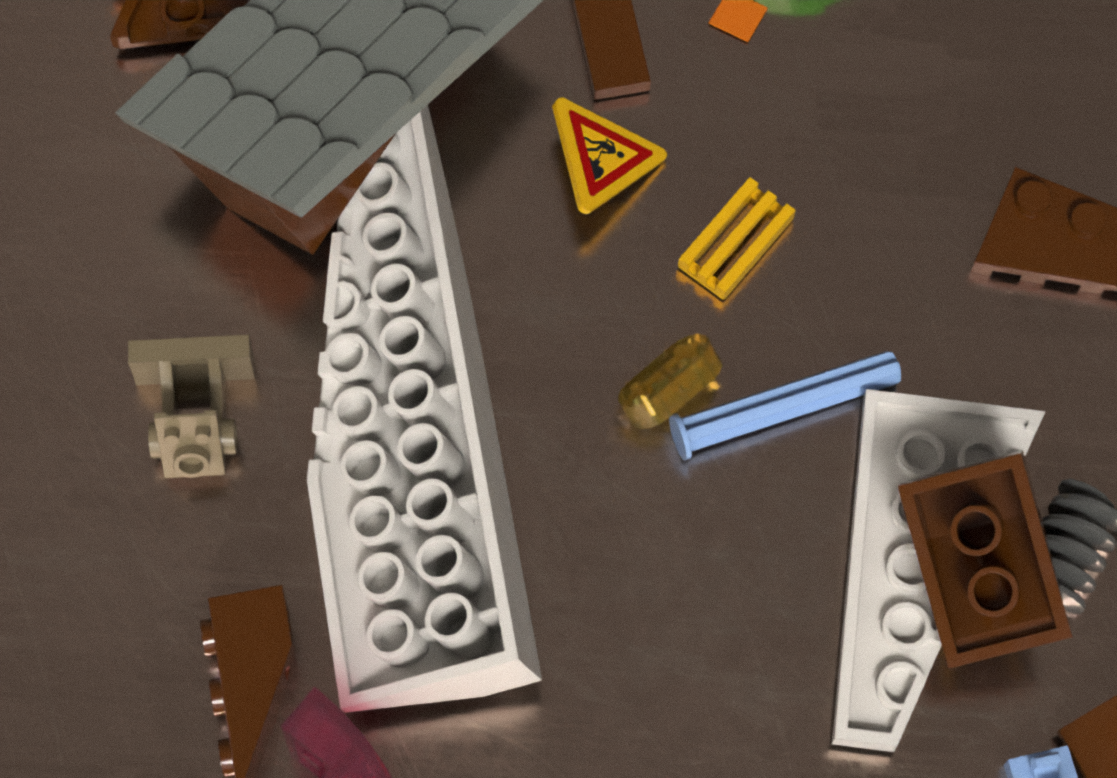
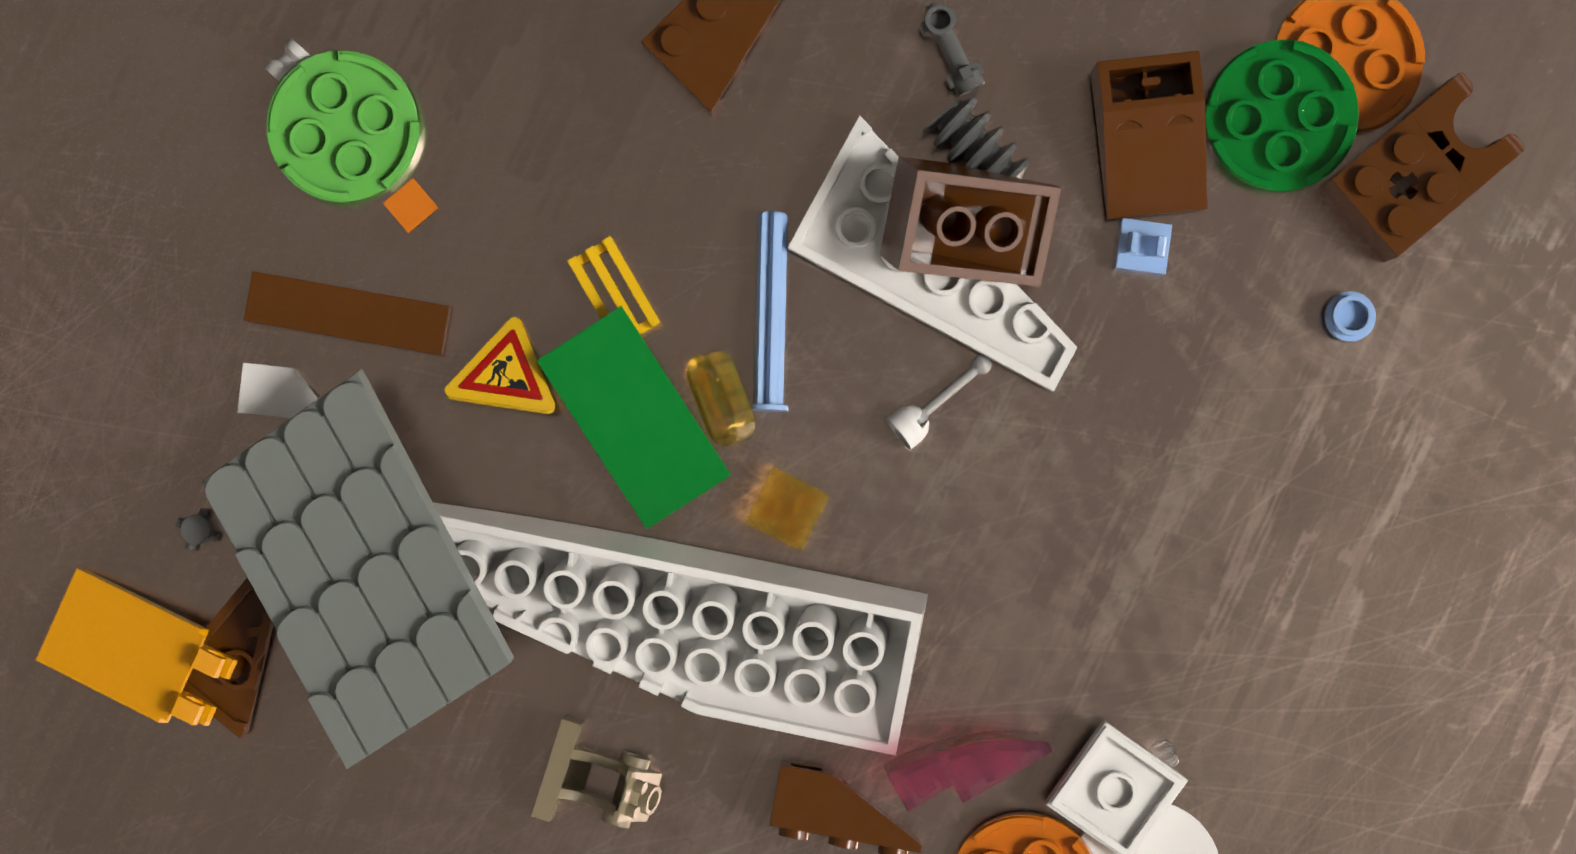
camera: 65 degrees left, 20 degrees up
(576, 496) = (787, 509): none -> clear yellow piece
(610, 302) = (633, 417): none -> green tile
(731, 597) = (912, 423): none -> hinge

